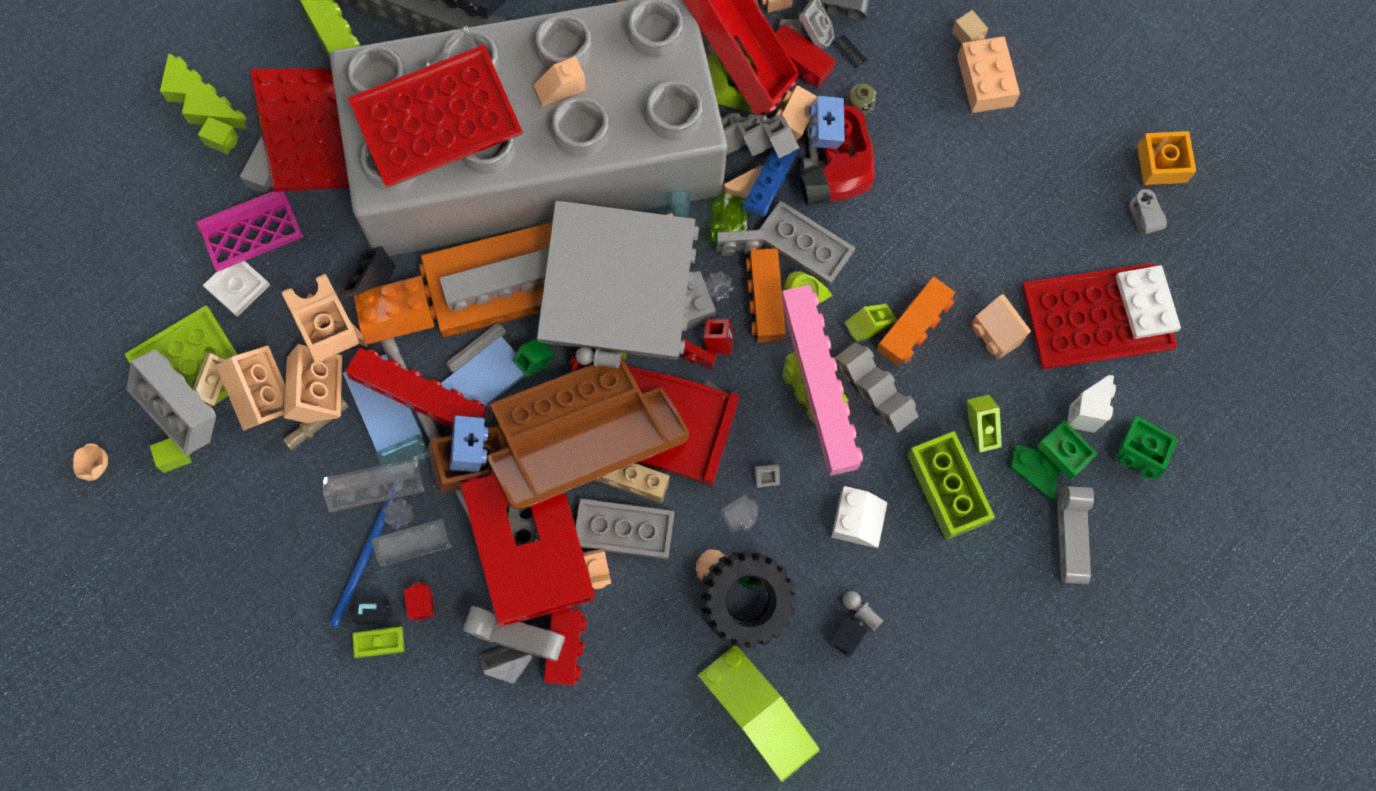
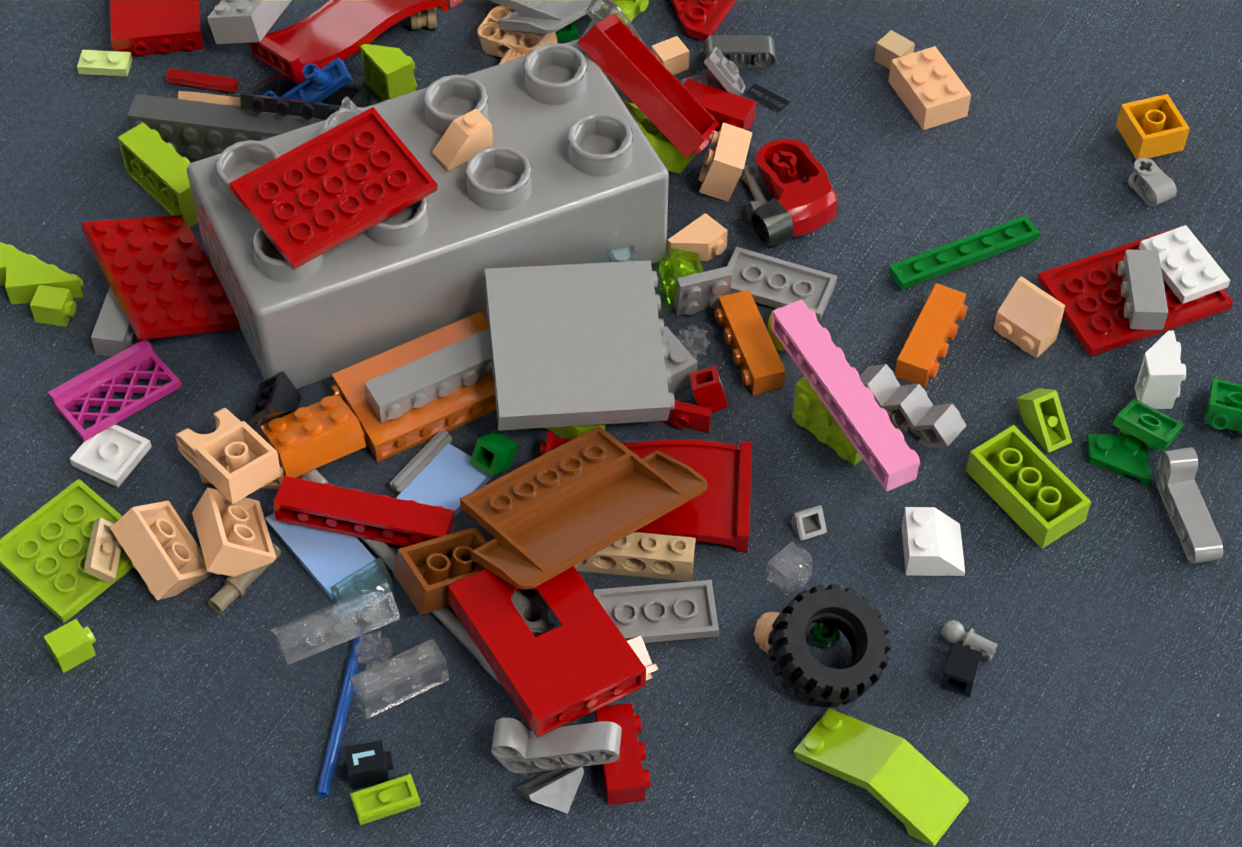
camera: 10 degrees left, 20 degrees down
(171, 401) = (64, 576): light grey brick -> none
(419, 602) = (426, 743): red brick -> none
(464, 456) = (445, 542): medium blue brick -> none
(585, 356) = (560, 430): light grey pin -> none
(758, 134) = (696, 178): light grey brick -> none
(768, 183) = (720, 222): blue plate -> none
(826, 122) = (768, 150): medium blue brick -> none
(862, 97) = (799, 129): olive head -> none
(870, 321) = (877, 345): lime slope -> none
(968, 246) = (963, 252): none -> green plate
(1104, 322) = (1143, 289): none -> light grey brick

